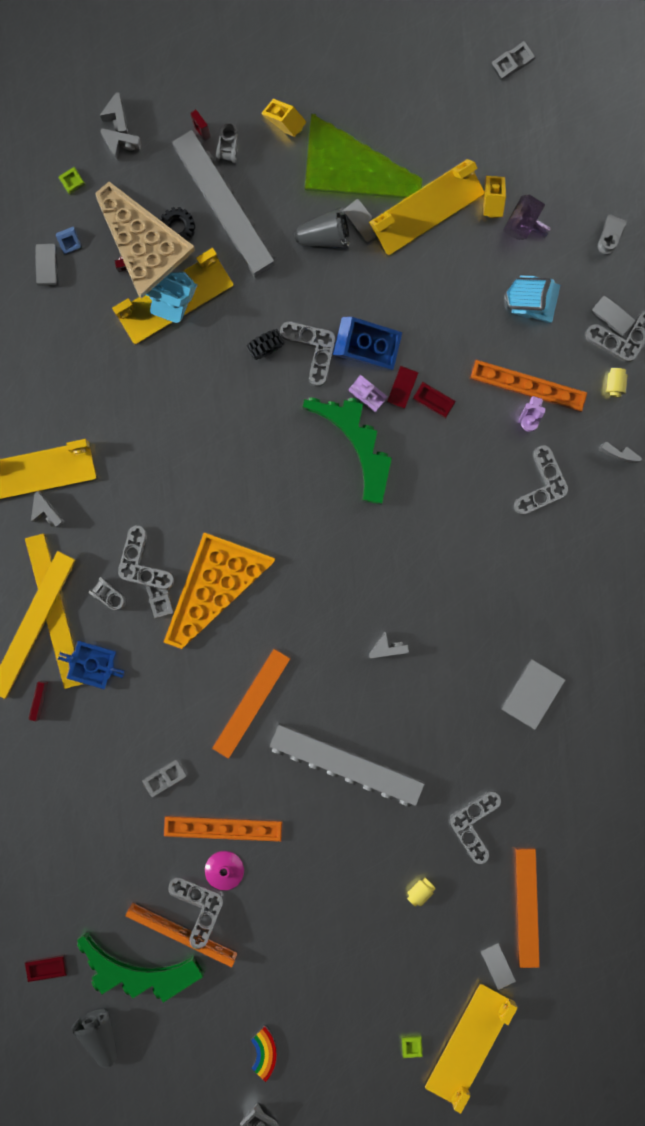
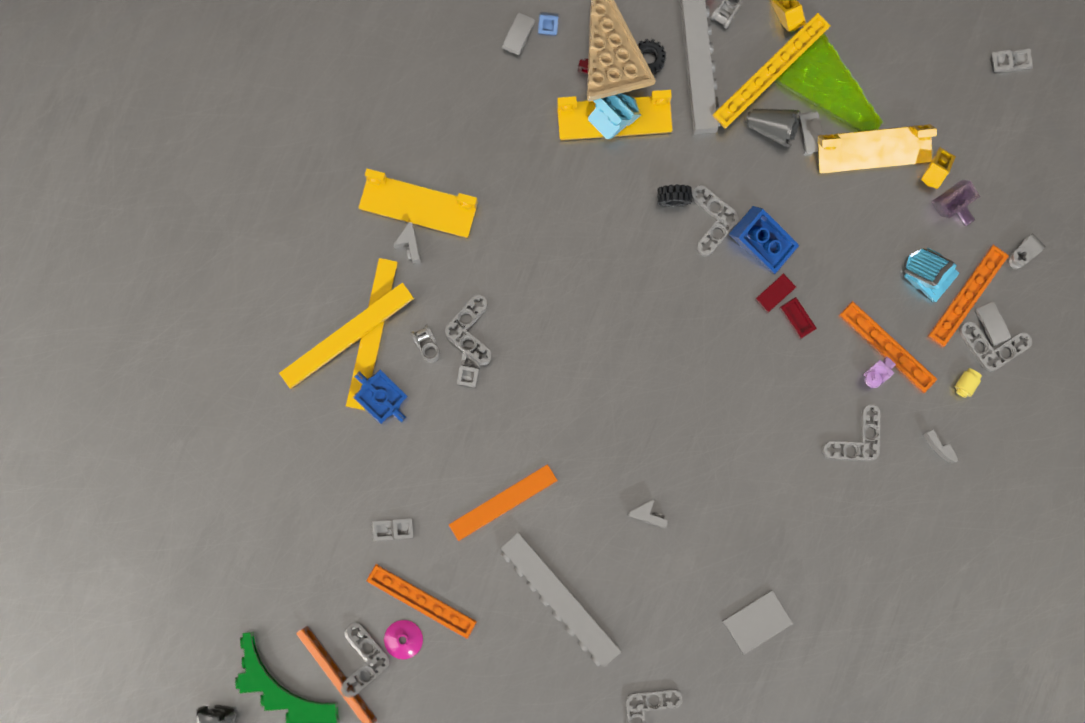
camera: 20 degrees right, 5 degrees down
(38, 701) = (317, 405): dark red tile -> none
(46, 968) = (201, 645): dark red tile -> none
(214, 581) = (525, 378): light orange wing -> none
(296, 182) = (771, 70): none -> yellow tile
(363, 438) = (713, 295): green arch -> none
(367, 393) = (742, 282): lavender hips -> none
(578, 301) = (968, 296): none -> orange tile

